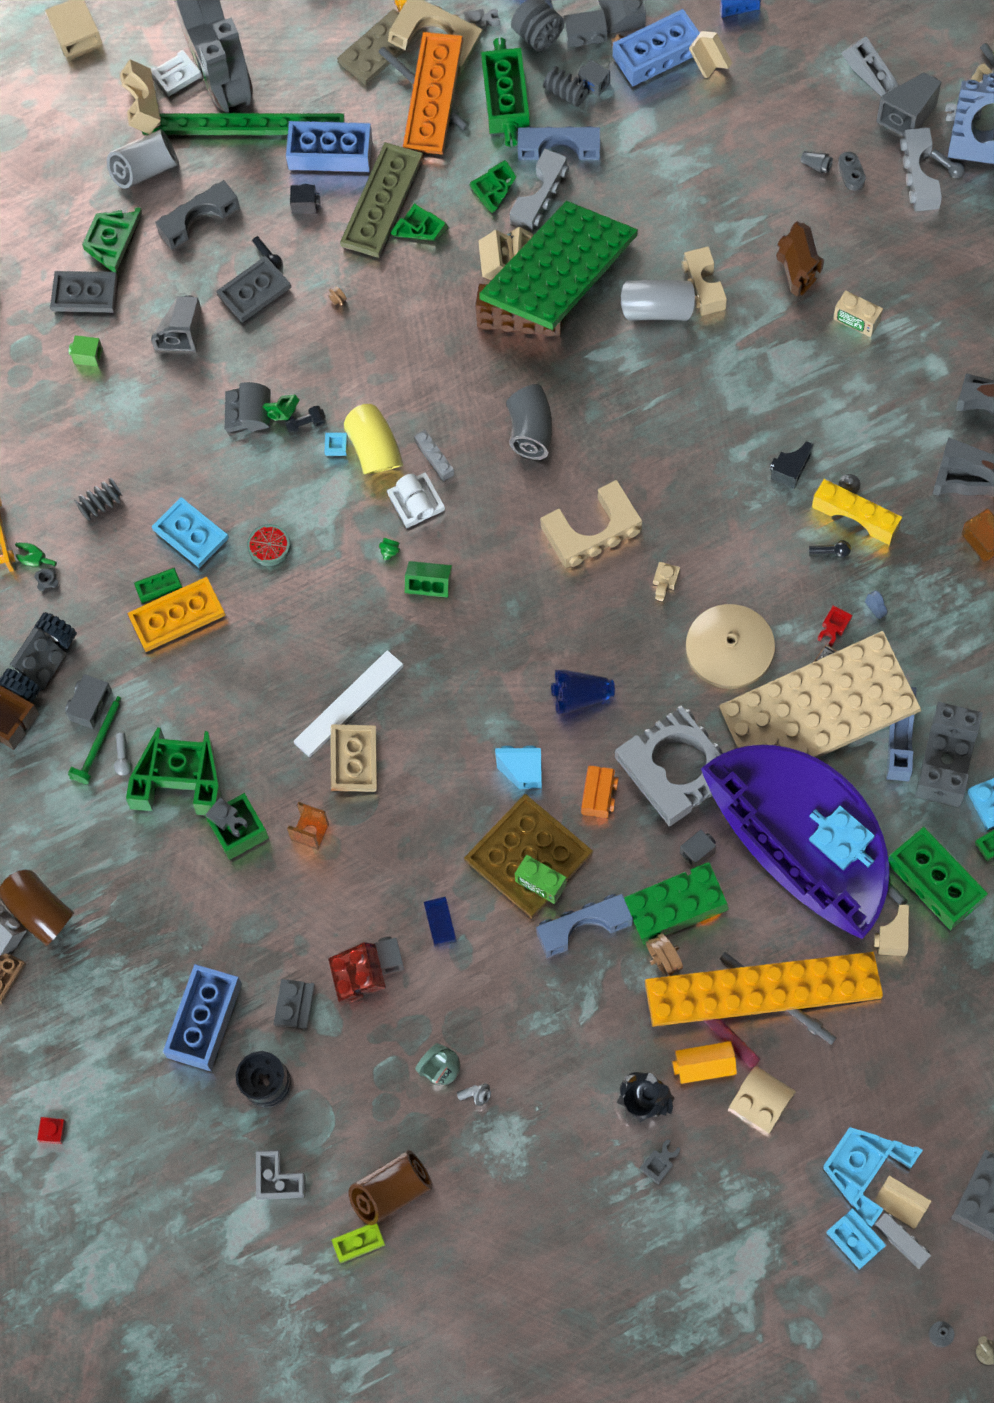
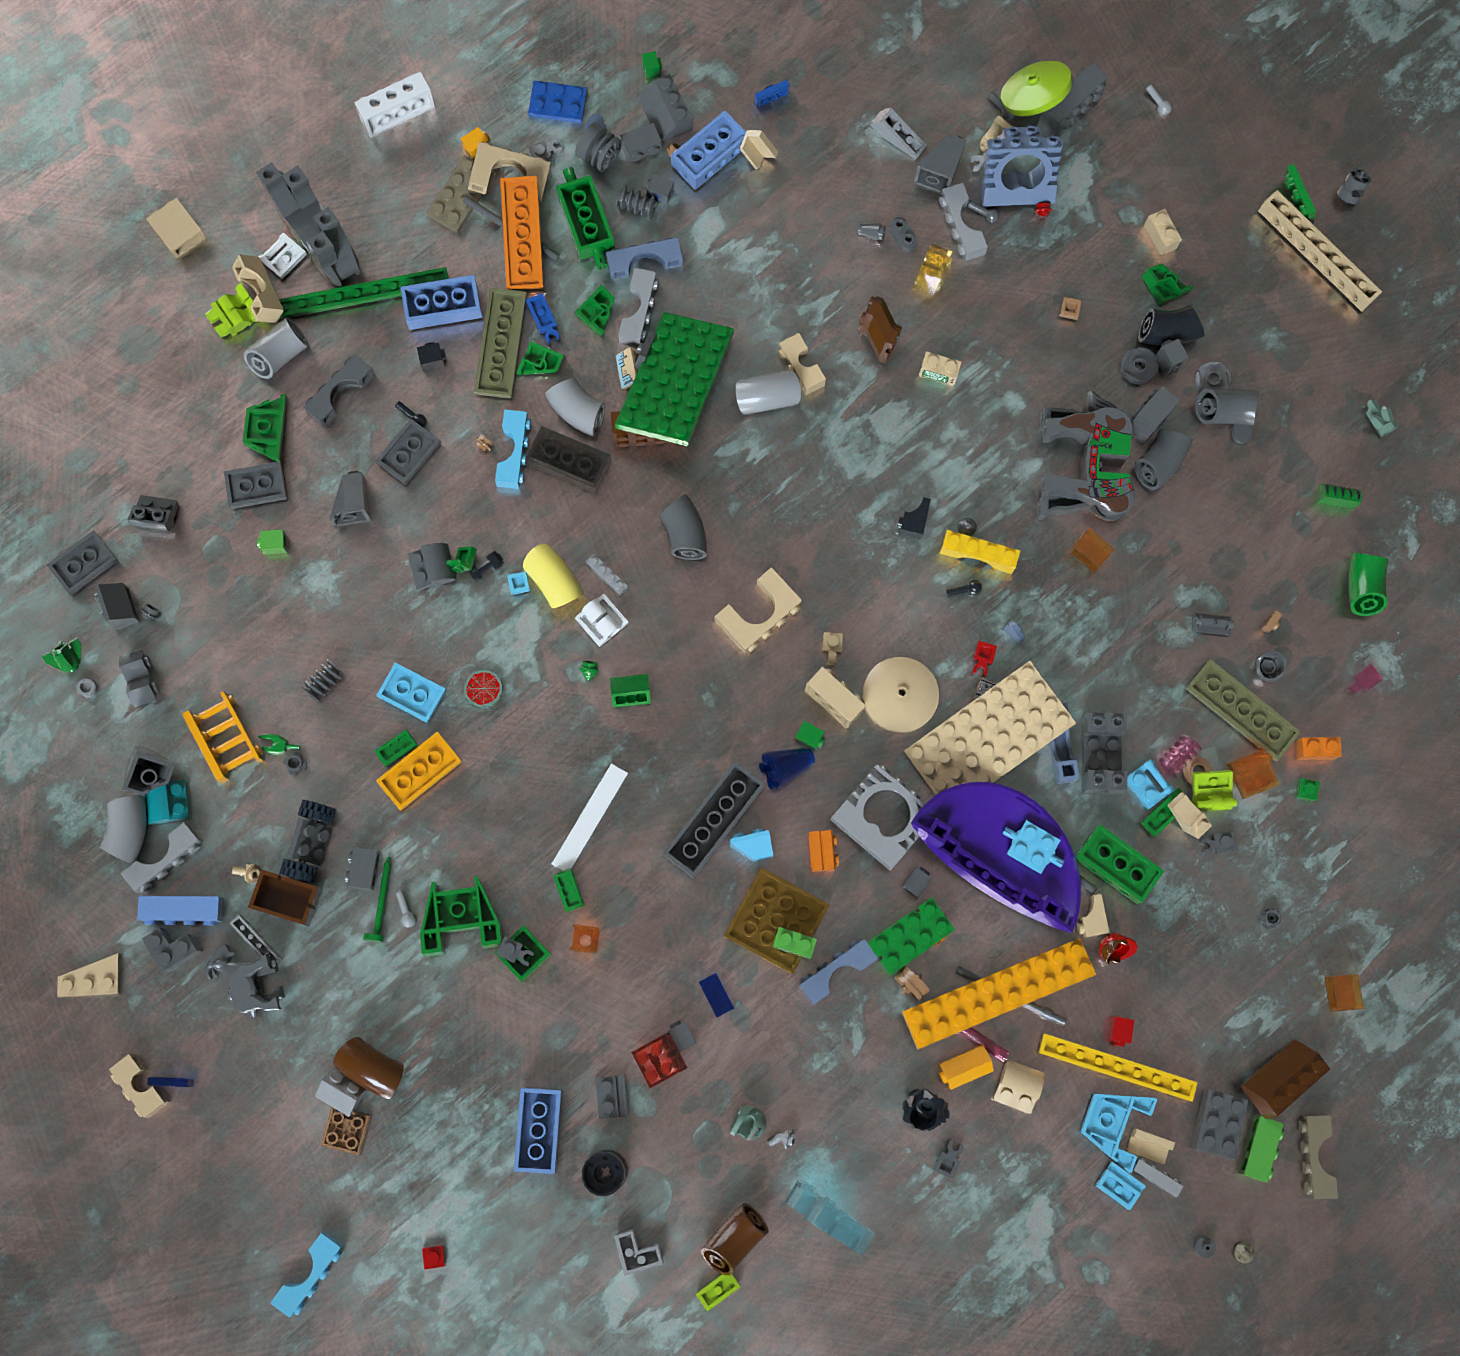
camera: 25 degrees left, 10 degrees up
(109, 118) = (230, 311): none -> lime hips
(305, 772) = (568, 890): none -> green plate
(353, 758) = (607, 868): tan plate -> none
(357, 328) = (509, 472): none -> medium azure arch
(422, 328) = (568, 460): none -> clear smoke brick
(434, 181) = (542, 316): none -> blue plate
(446, 275) = (576, 406): none -> light grey brick
(488, 726) = (714, 820): none -> dark grey brick
(494, 253) = (615, 378): tan brick -> none
(505, 1185) = (829, 1218): none -> clear light blue wedge
(534, 229) = (644, 348): none -> dark grey plate
(615, 666) = (810, 736): none -> green brick
(653, 629) = (835, 697): none -> tan brick
(870, 214) = (932, 269): none -> clear yellow brick
(884, 1105) = (1117, 1067): none -> yellow plate
(897, 1064) = (1120, 1031): none -> red brick
(914, 971) = (1116, 947): none -> red piece

